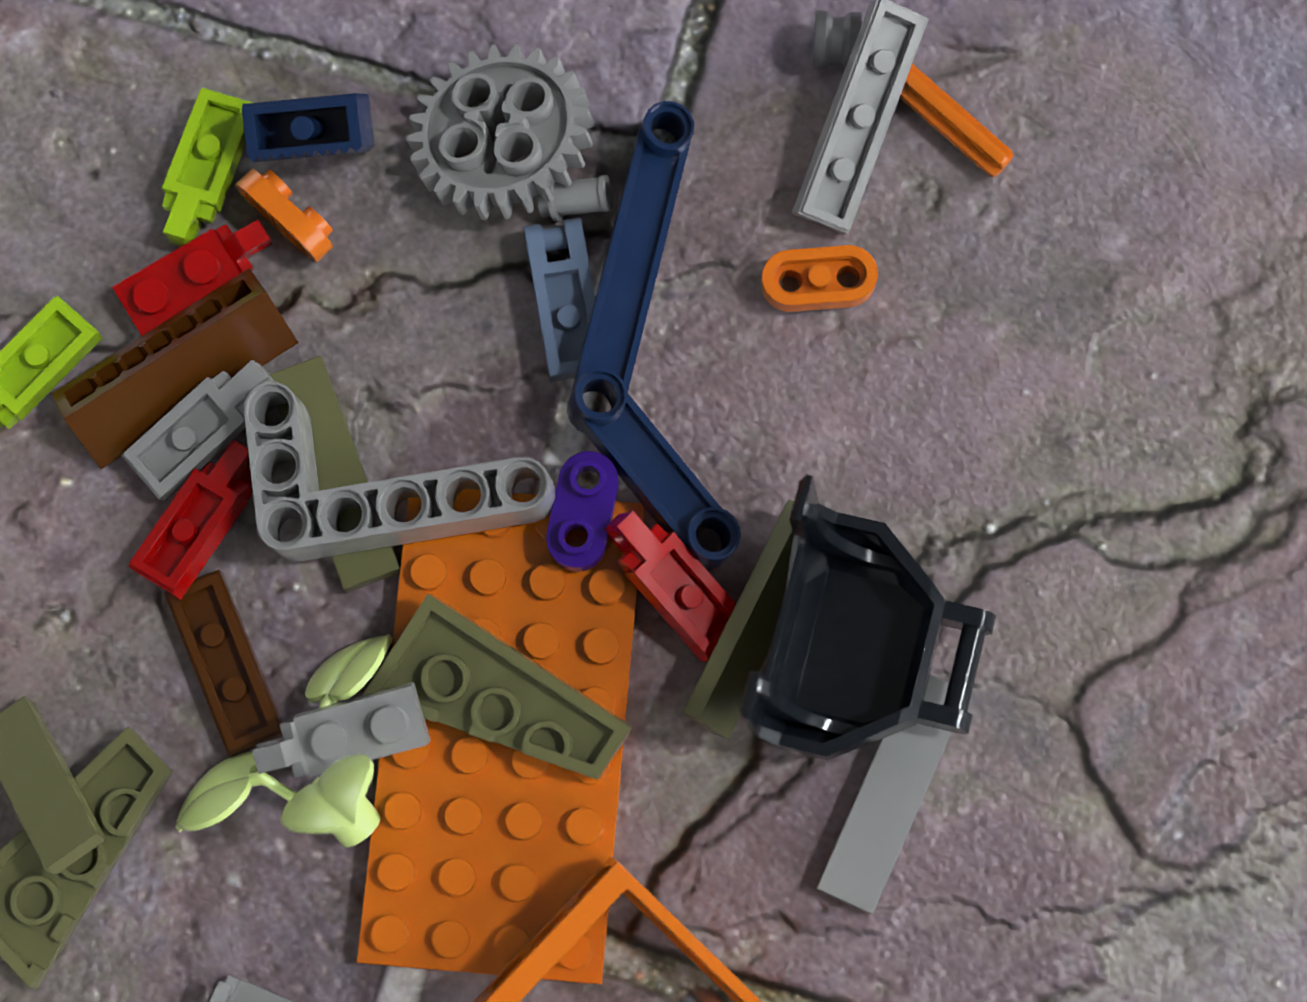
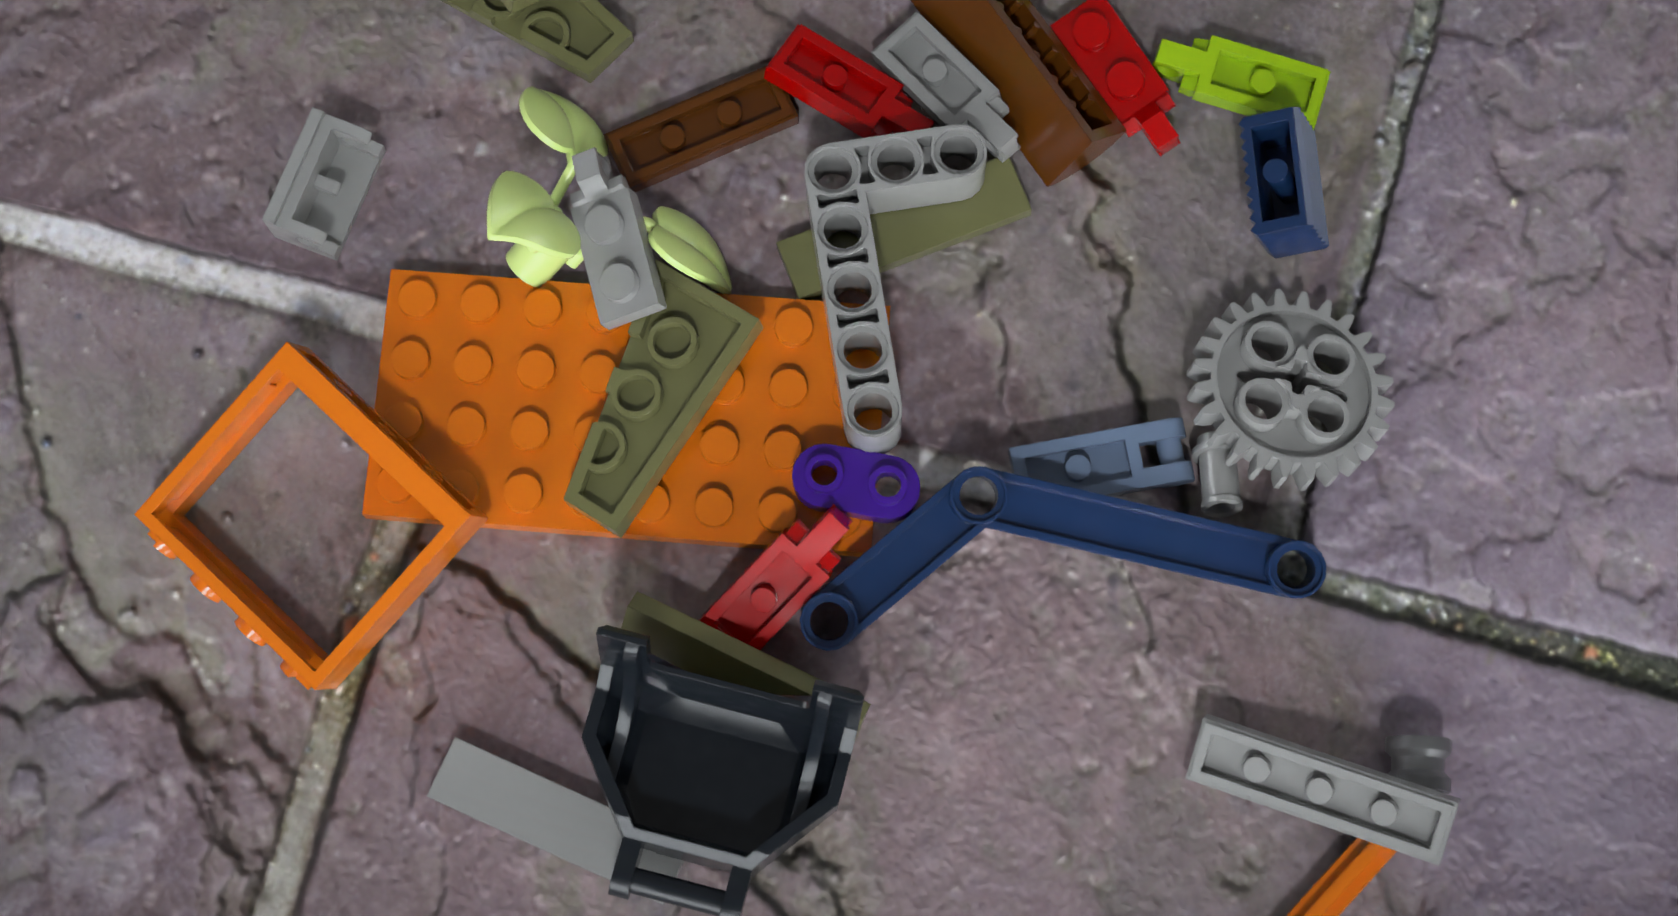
camera: 90 degrees right, 0 degrees up
(270, 199) = (1172, 183): orange plate -> none
(817, 275) = (1131, 745): orange plate -> none

